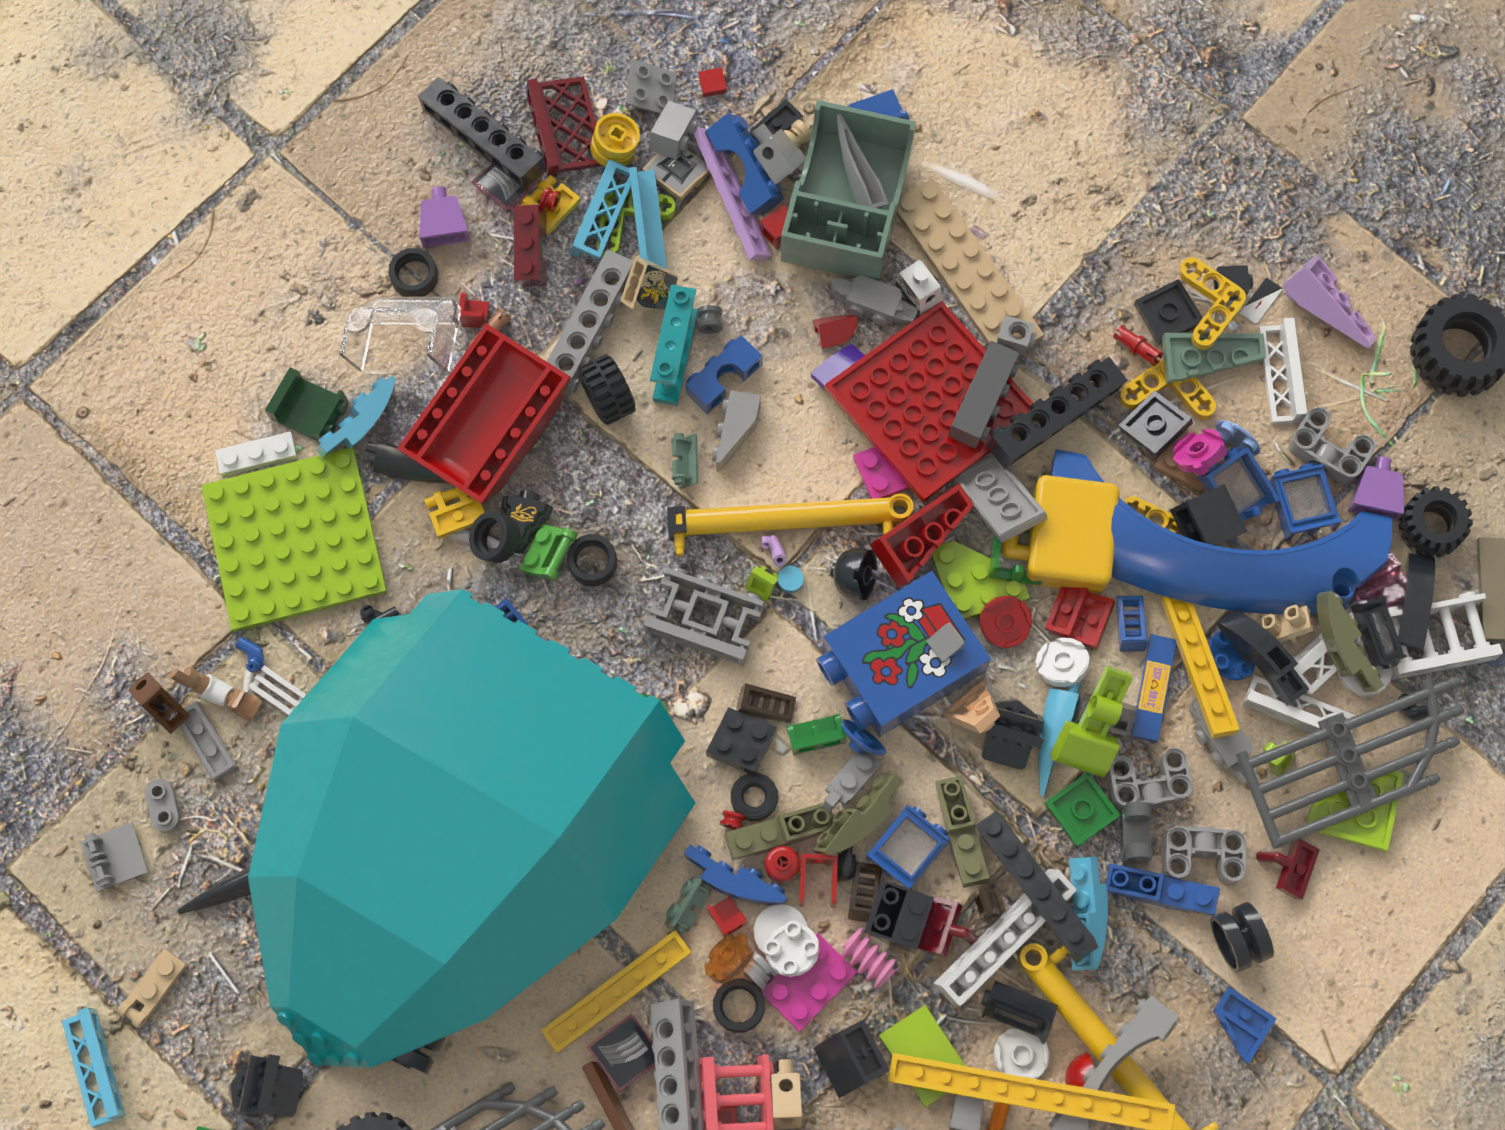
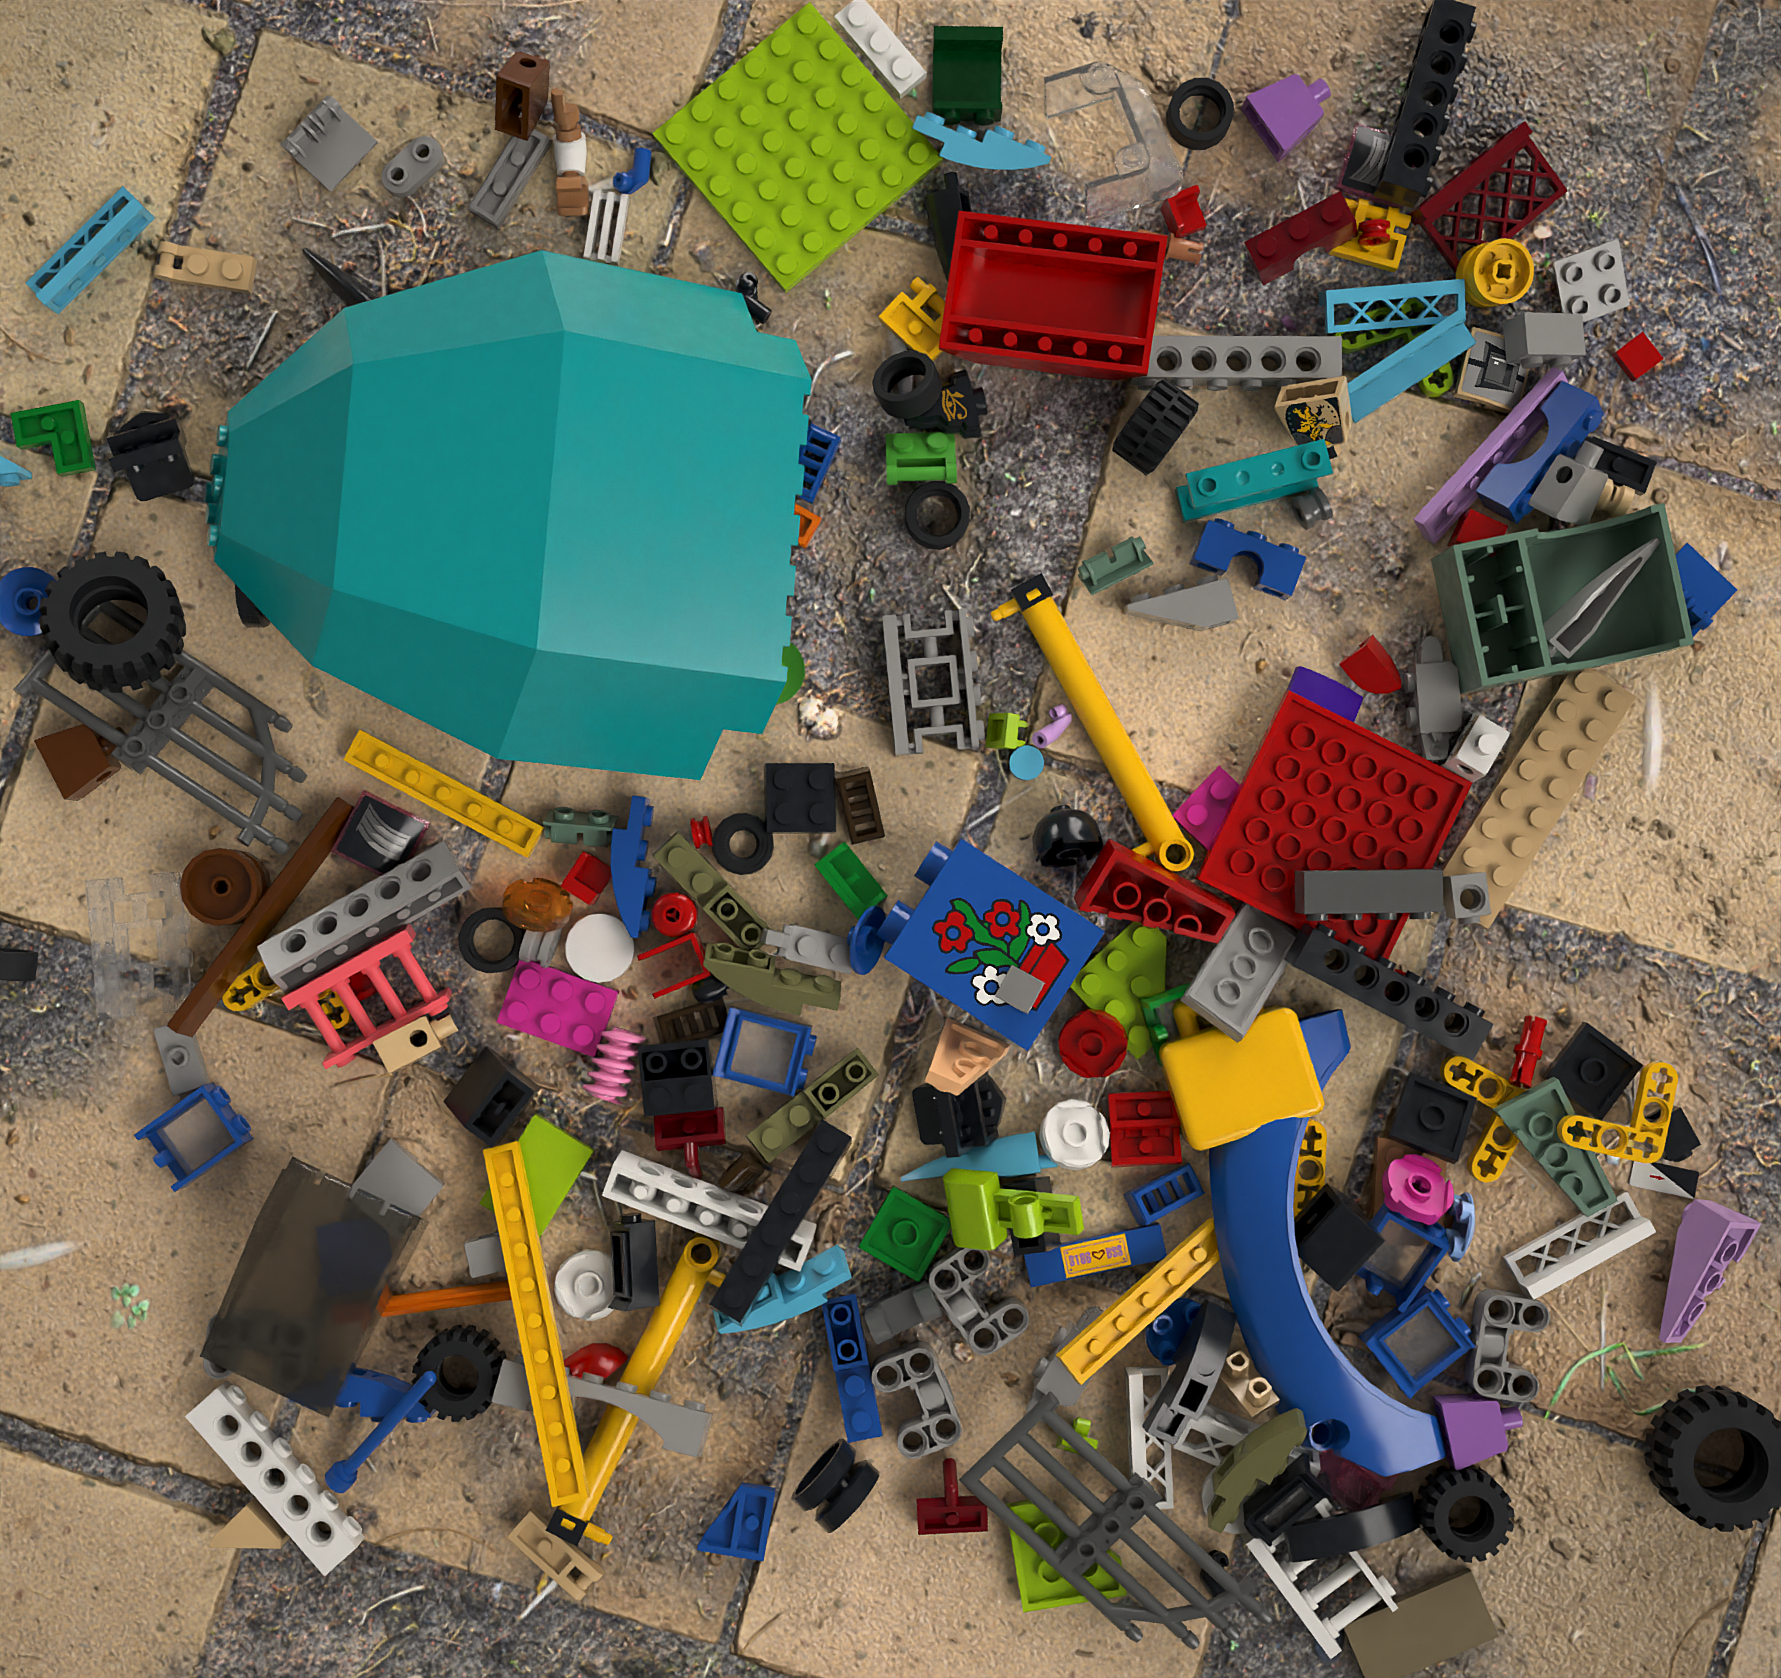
camera: 60 degrees right, 15 degrees up
(792, 949) = (581, 972): white dish -> none

